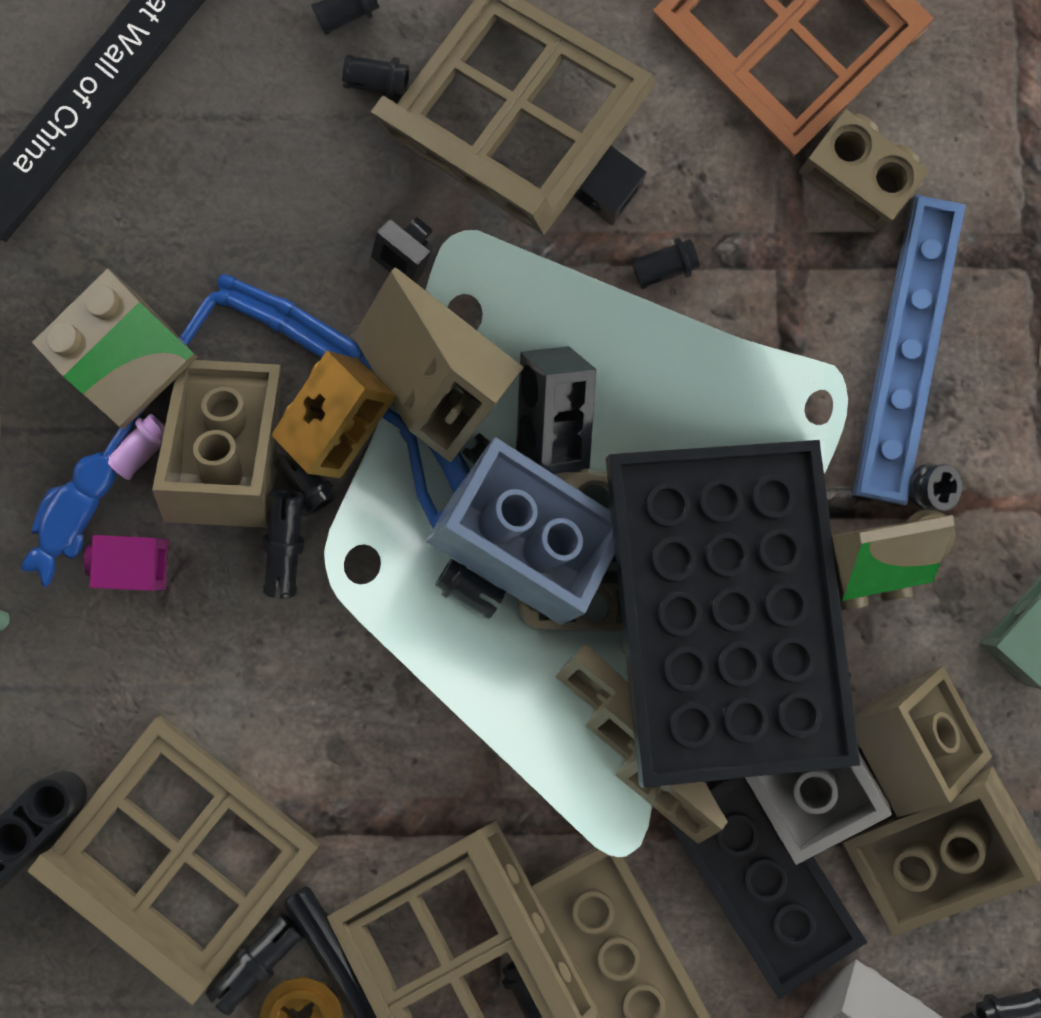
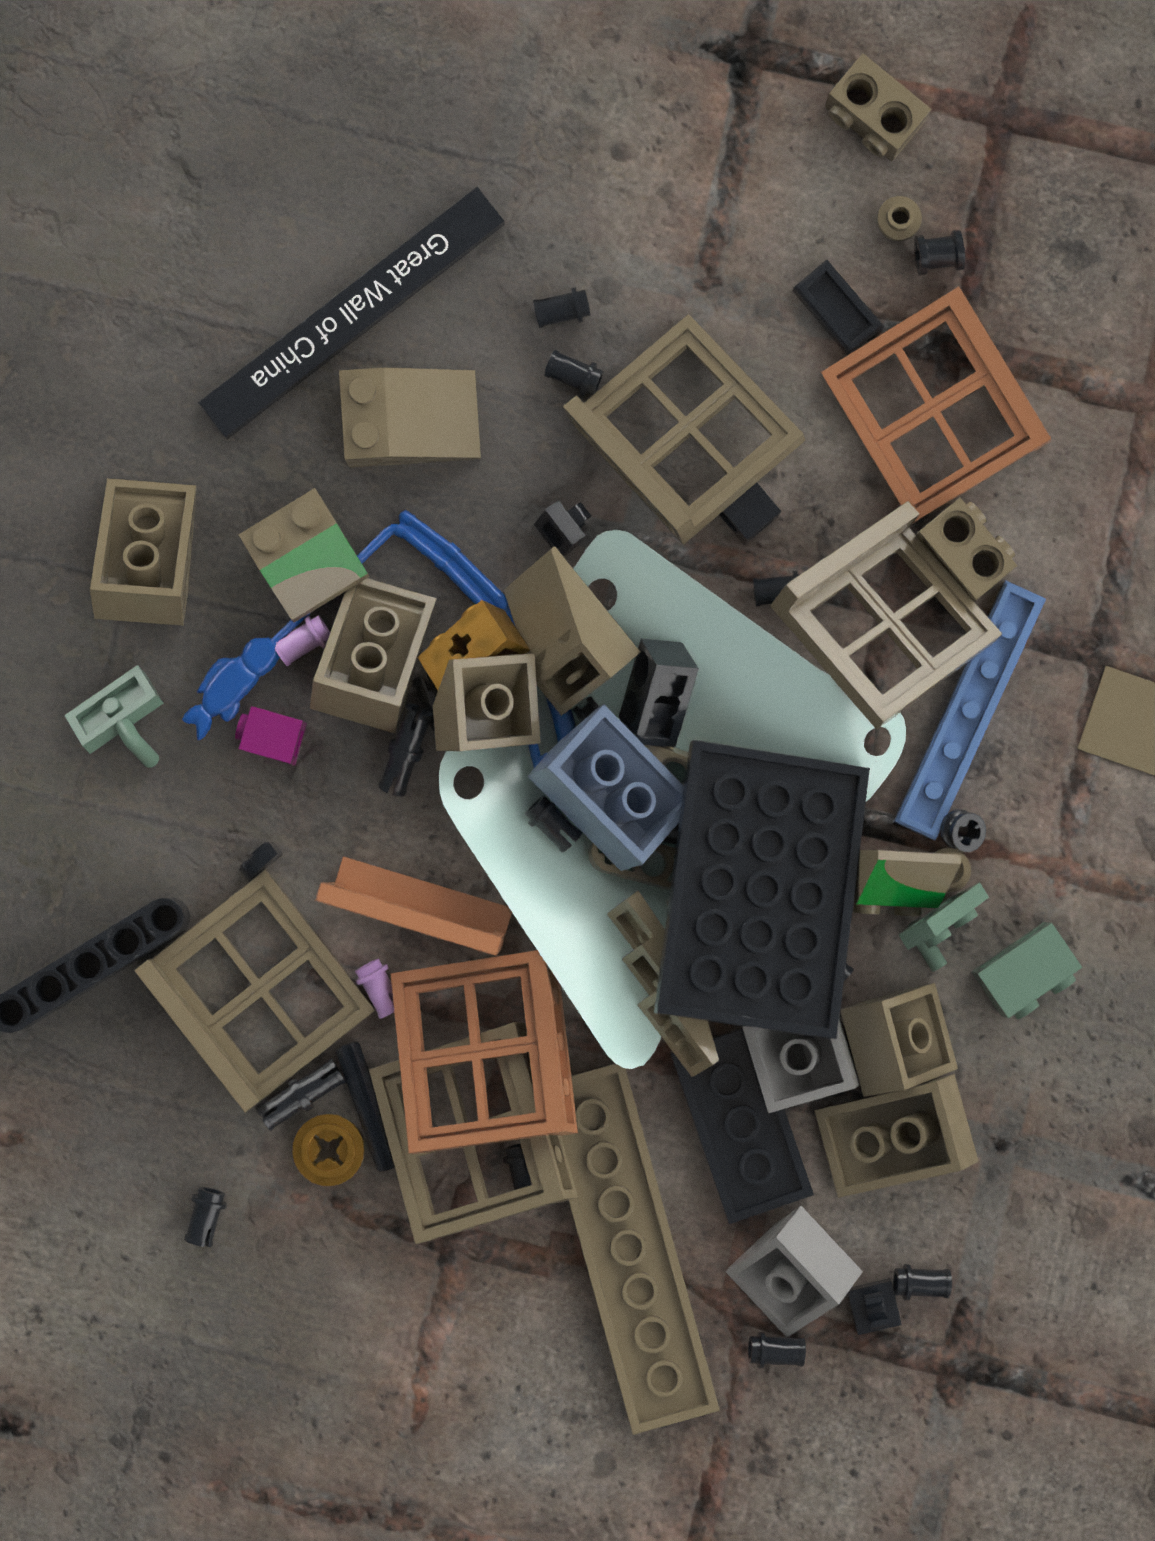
camera: 10 degrees right, 0 degrees up
(149, 705) = (260, 860): none -> black tile
(198, 166) = (409, 416): none -> dark tan slope
(316, 820) = (378, 986): none -> lavender pin
(332, 725) = (417, 905): none -> nougat window
(361, 468) = (487, 704): none -> dark tan slope
(518, 847) = (544, 1042): none -> nougat window
(736, 219) = (845, 569): none -> window
(935, 602) = (933, 927): none -> sand green plate

